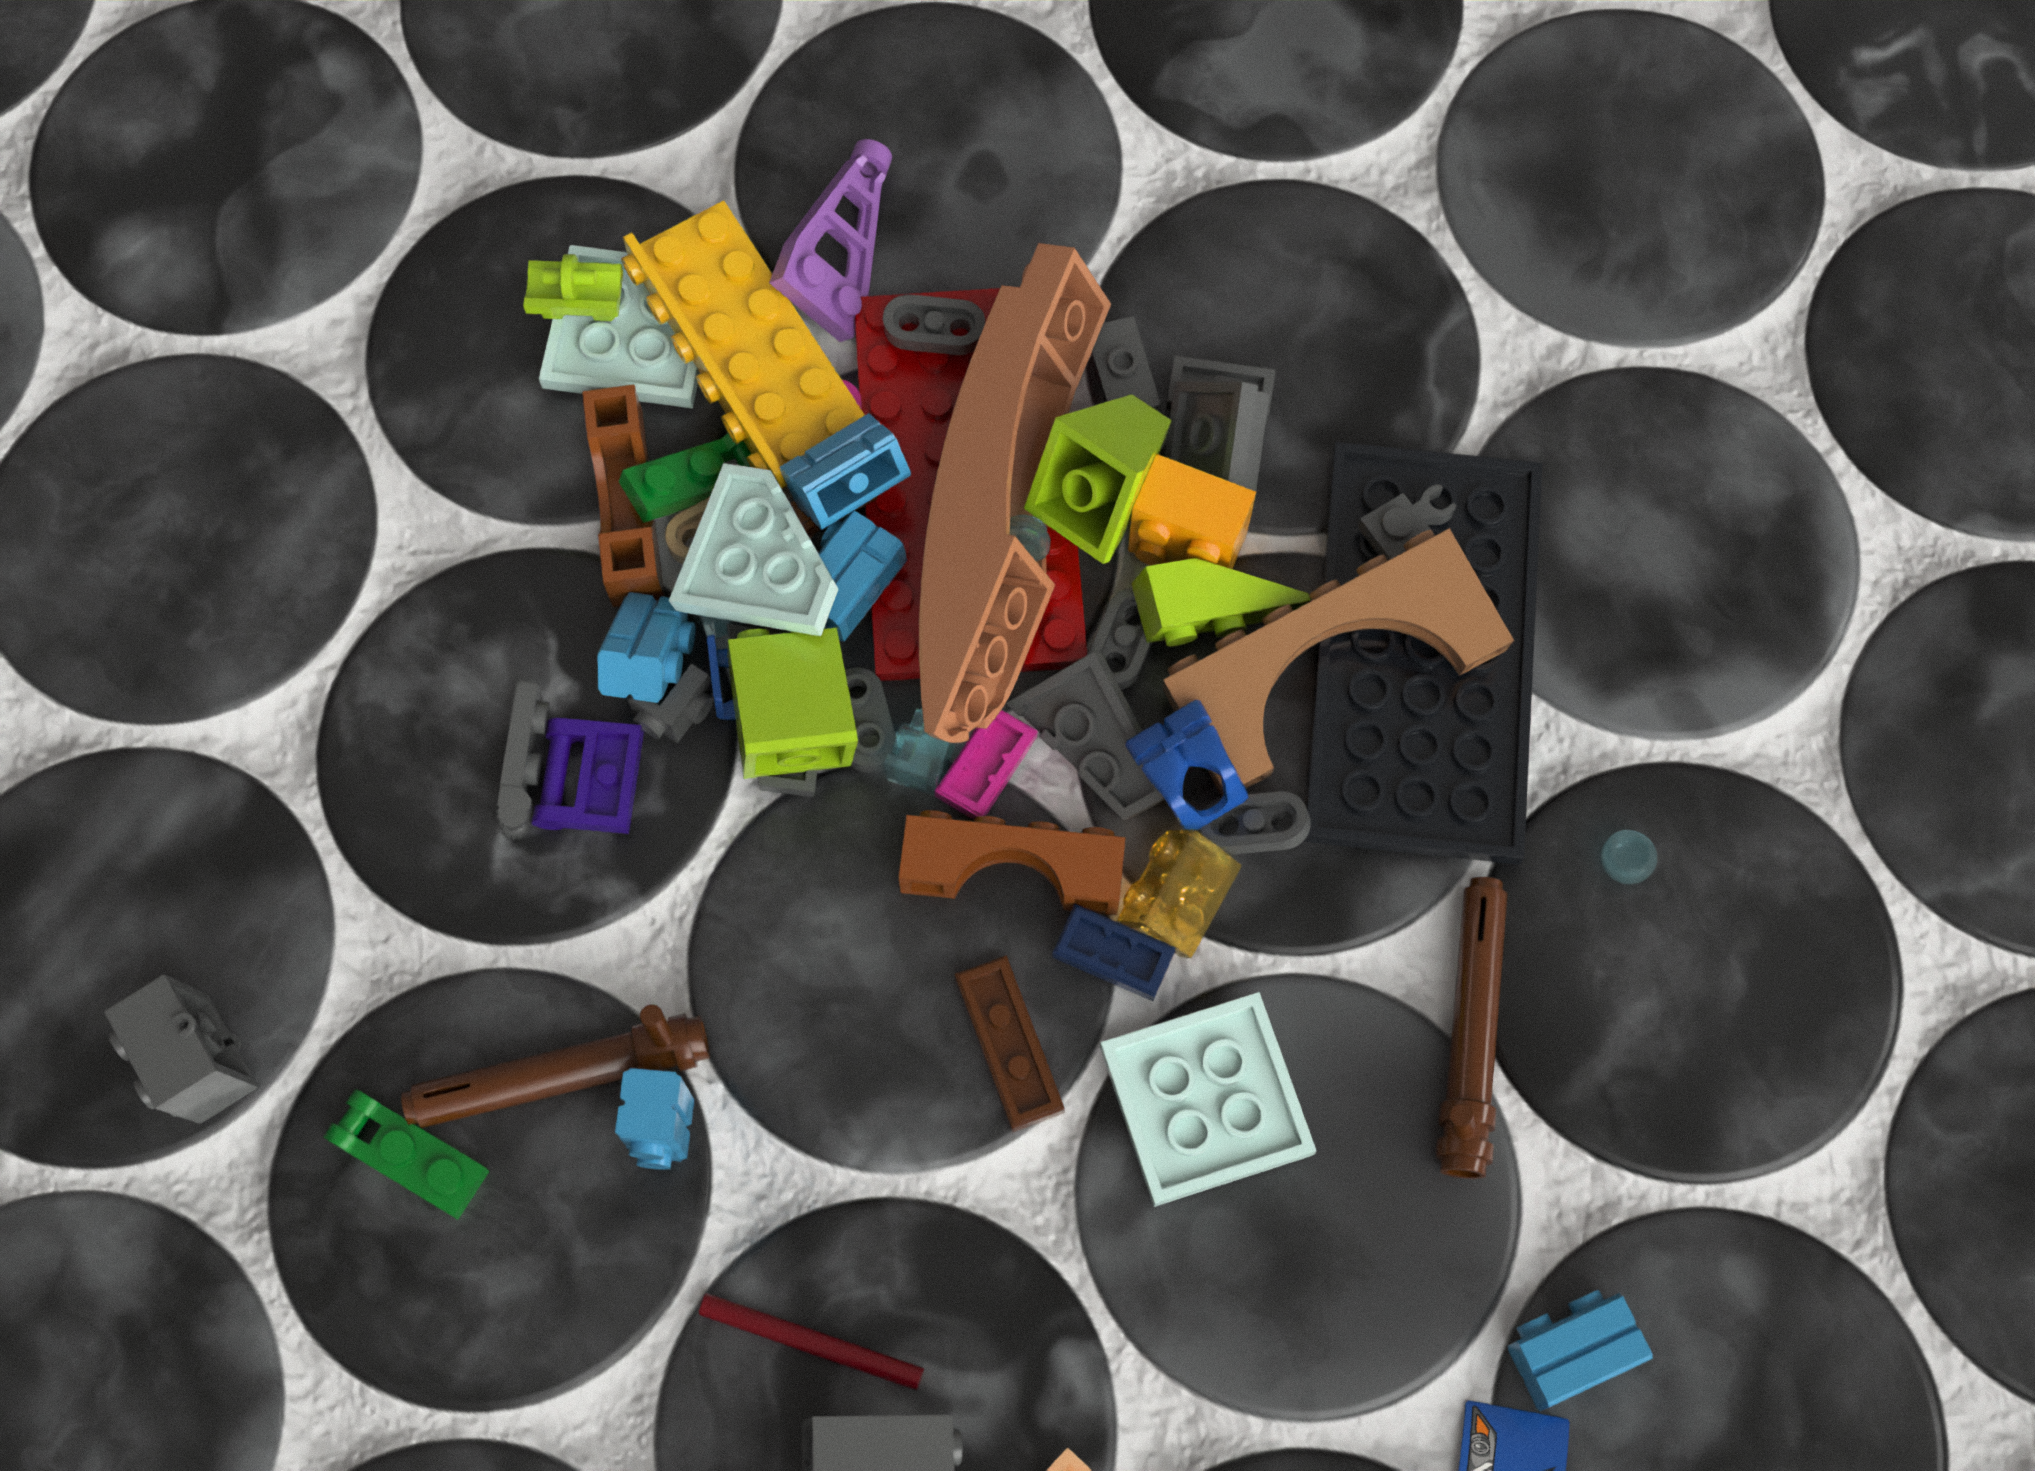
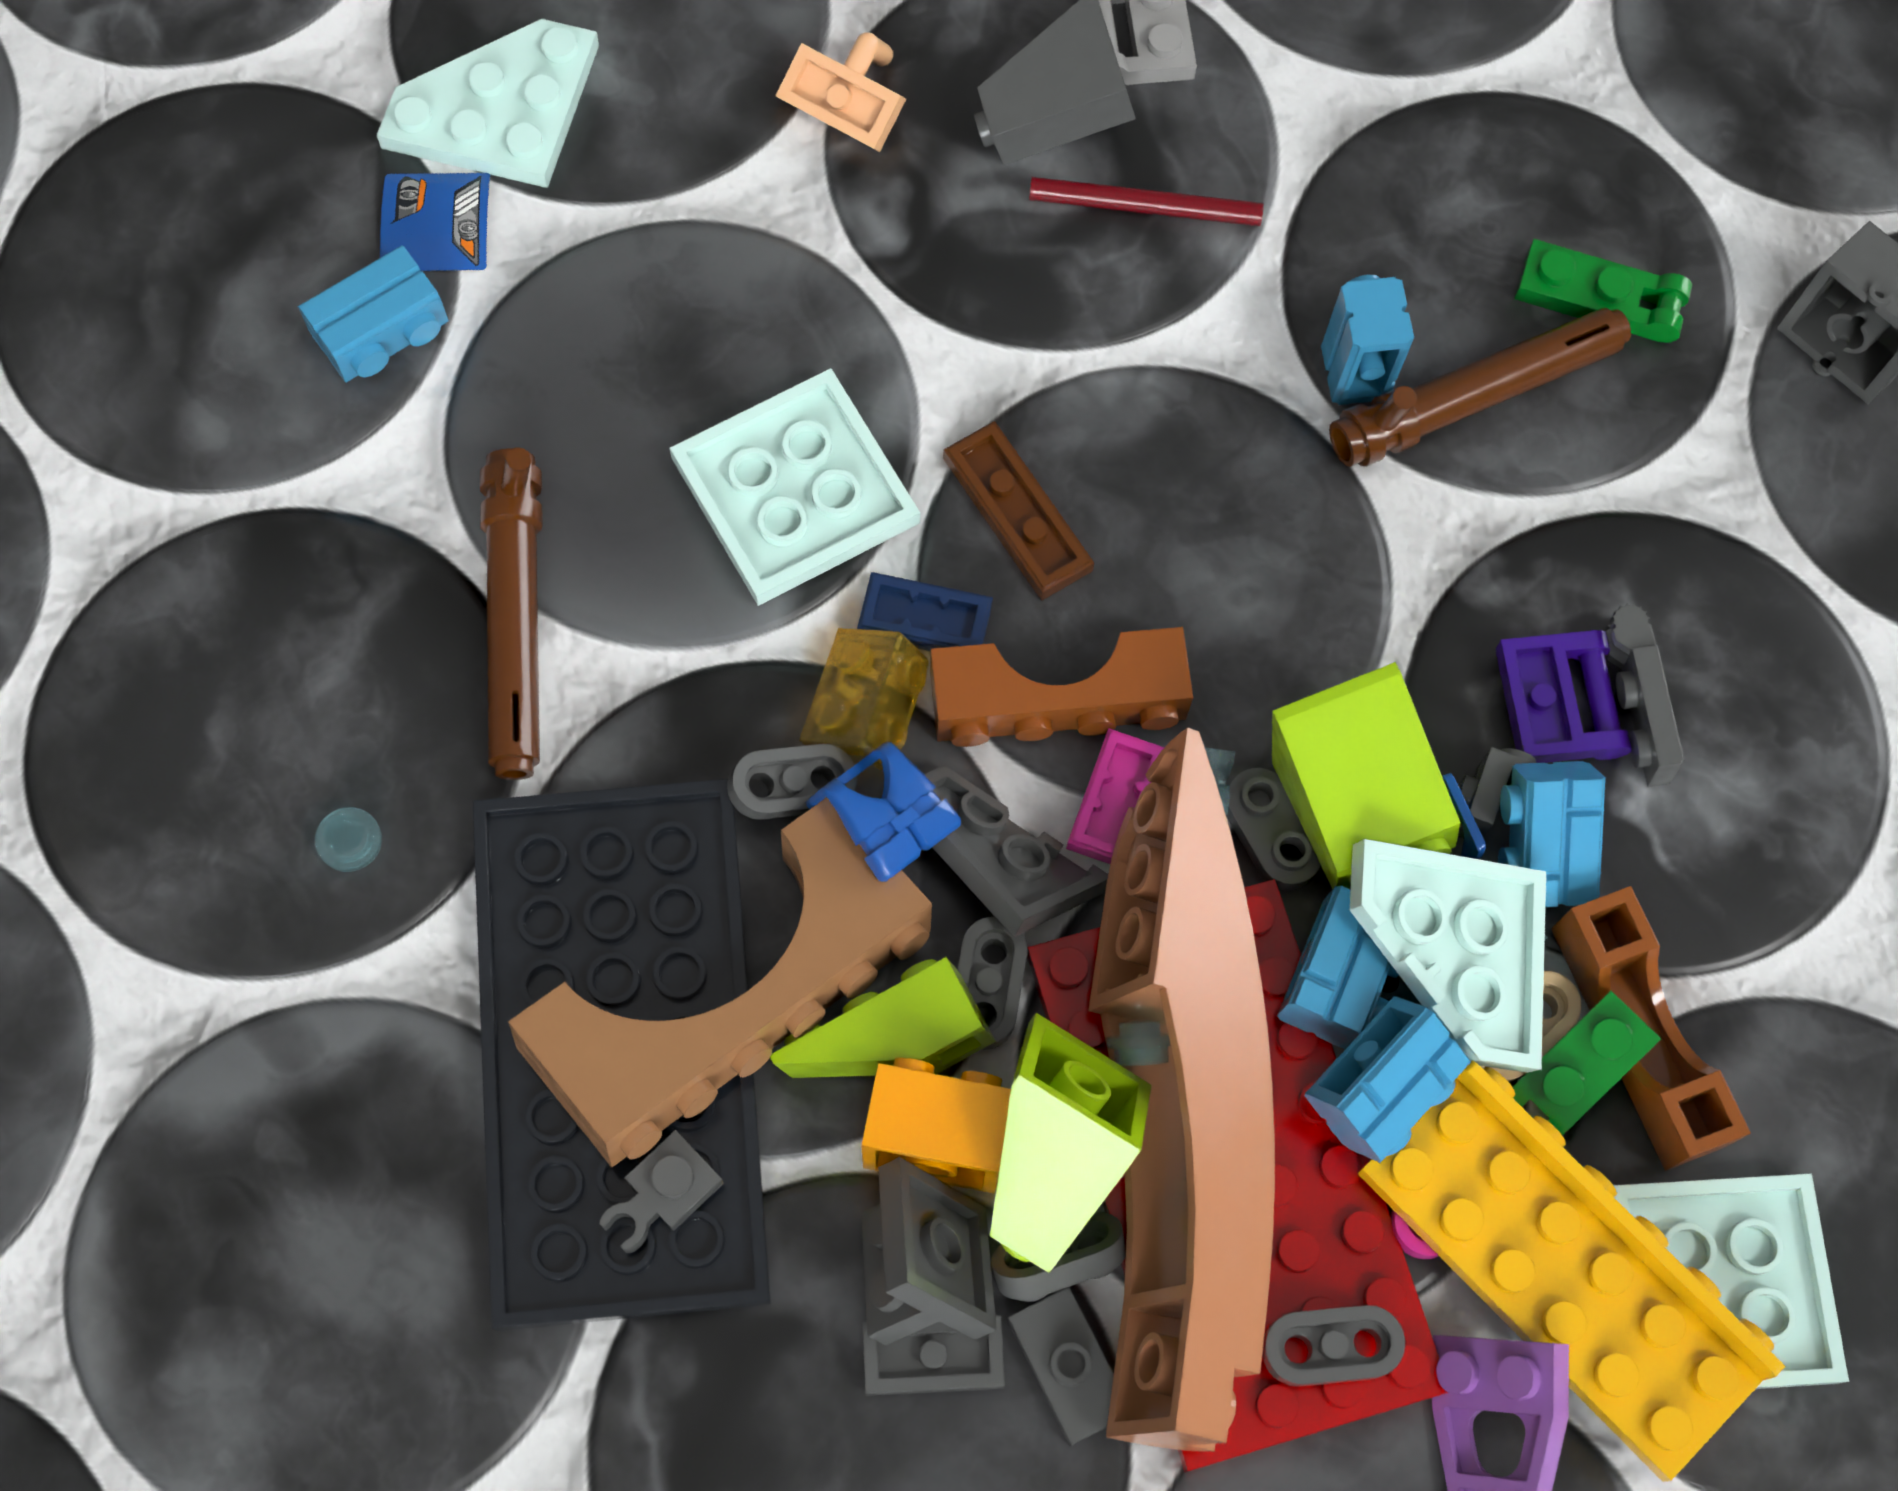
camera: 165 degrees right, 0 degrees up
(573, 289) = (1817, 1284): lime hips -> none

